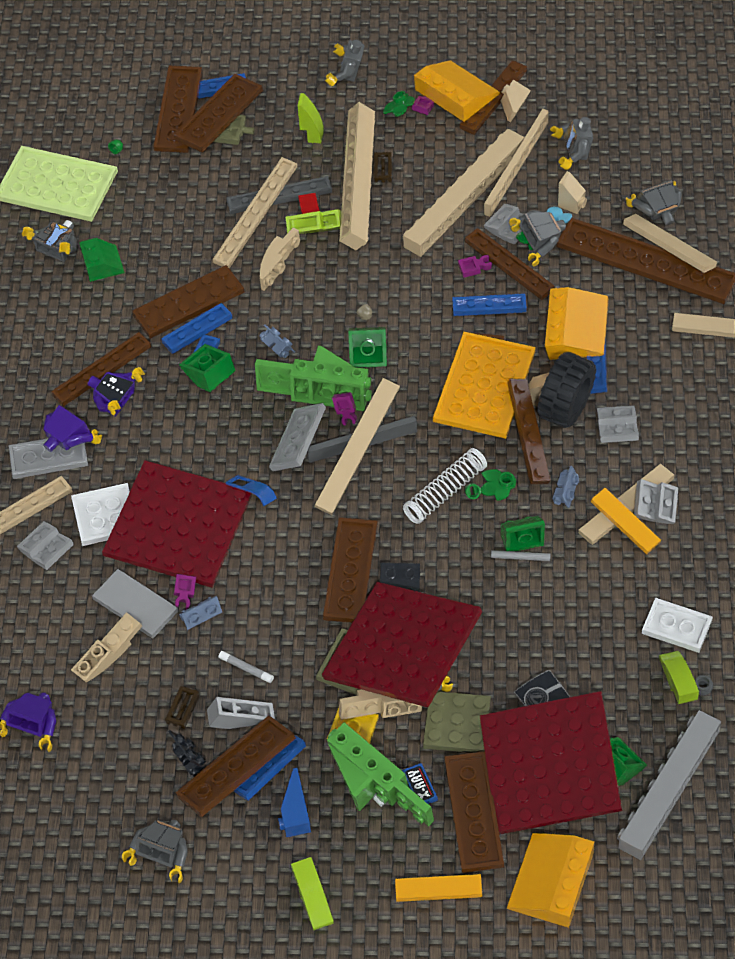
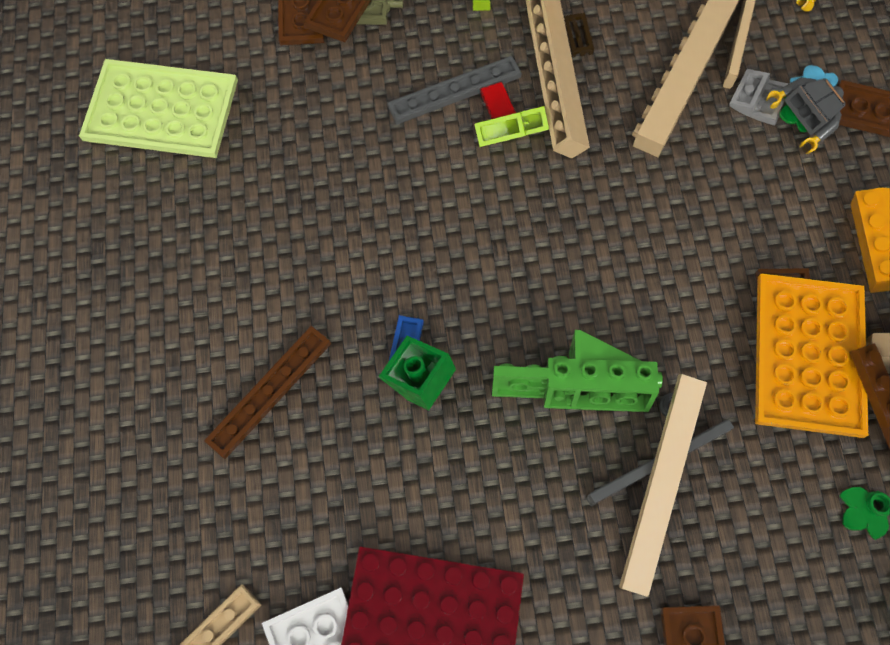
camera: 10 degrees left, 15 degrees up
(34, 459) = (215, 548): light grey tile -> none
(53, 239) = (169, 193): torso -> none
(67, 430) = (234, 510): dark purple torso -> none
(100, 259) = (238, 215): green slope -> none
(114, 390) = (292, 430): torso -> none
(115, 146) = (229, 45): green hinge -> none
(188, 301) = (367, 265): reddish brown plate -> none
(196, 328) = (388, 307): blue plate -> none
(255, 212) = (430, 122): tan tile -> none
(260, 489) = (527, 570): blue piece -> none
(273, 260) = (472, 185): tan slope -> none
(281, 346) = (495, 308): sand blue hinge -> none
(297, 437) = (571, 475): light grey tile -> none
(345, 405) = (628, 417): magenta plate -> none
(364, 312) = (611, 253): dark tan hinge -> none
(367, 347) = (629, 308): green slope -> none
(470, 458) = (768, 581): white piece -> none
(471, 266) = (732, 166): magenta plate -> none
(476, 490) = (837, 529): green hinge -> none
(489, 304) = (772, 221): blue plate -> none
(509, 264) = (781, 156): reddish brown plate -> none
(571, 194) = (833, 47): tan slope -> none

